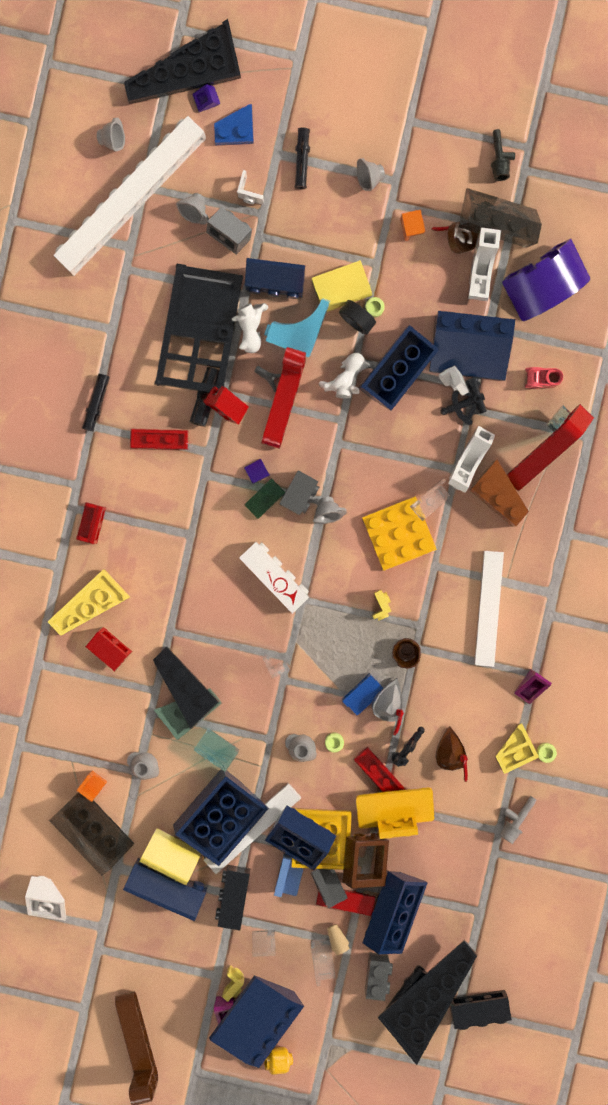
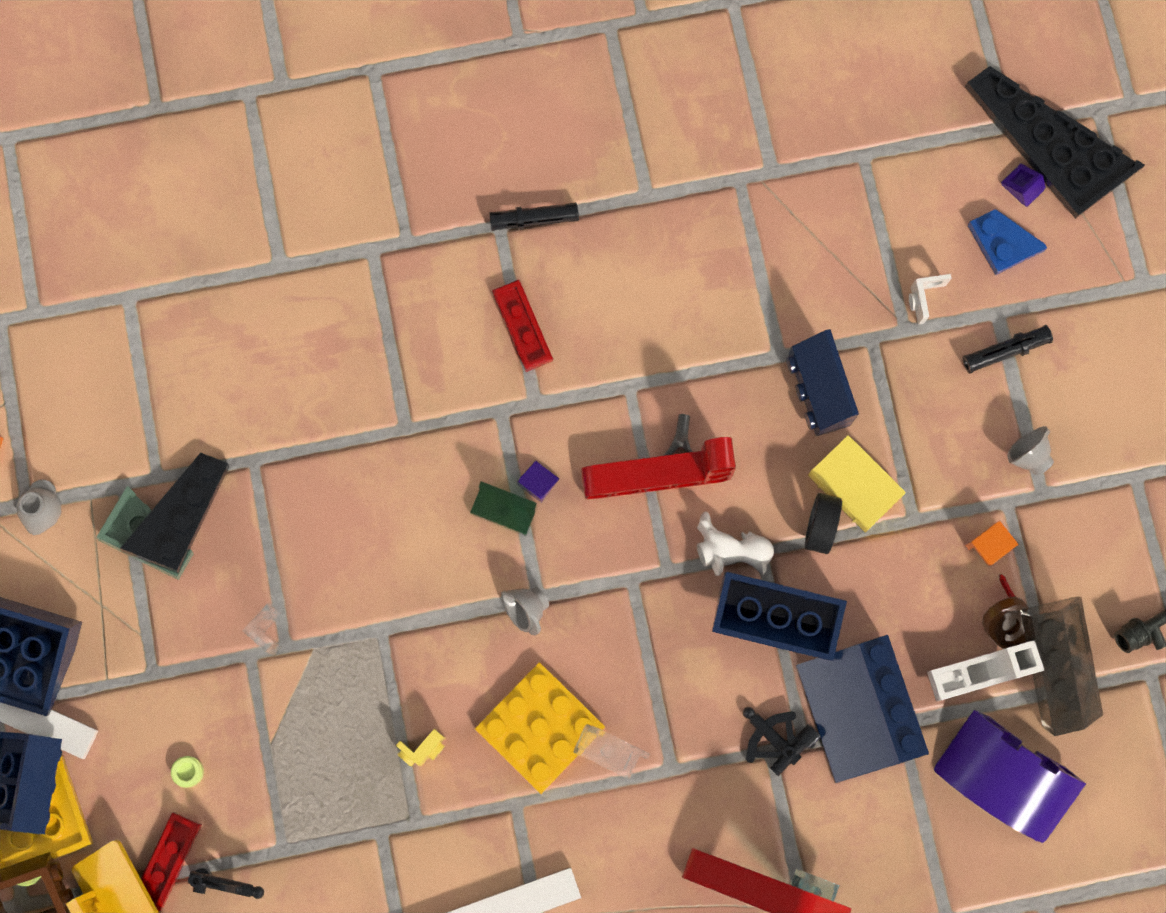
camera: 65 degrees right, 10 degrees down
(91, 523) = (361, 283): red hinge -> none
(91, 601) = (248, 330): light yellow wing -> none
(108, 649) = (190, 384): red hinge -> none
(112, 135) = (911, 82): light grey piece -> none
(130, 195) = (841, 140): white brick -> none
(193, 209) = (864, 231): light grey piece -> none
(201, 410) = (631, 361): black piece -> none
(202, 311) = (731, 305): black door -> none
(216, 749) = (105, 601): clear light blue panel -> none
(226, 404) = (612, 394): red hinge -> none
(229, 230) = (858, 292): brick -> none
(249, 320) = (745, 374): white animal -> none
(274, 577) = (395, 573): white brick -> none
(298, 335) = (759, 456): medium azure arch -> none
(299, 492) = (533, 555): dark grey brick -> none
(301, 747) = (159, 726): light grey piece -> none
(362, 694) = (277, 782): blue panel -> none
(375, 306) = (850, 544): yellowish green tile -> none
(389, 704) = (277, 828): light grey piece -> none
(406, 653) = (366, 818): reddish brown hair -> none
(455, 378) = (801, 705): white bracket -> none
(470, 459) = (695, 782): white arch -> none
(499, 494) = (663, 851): dark orange wedge -> none
(539, 377) = (864, 834): coral piece -> none

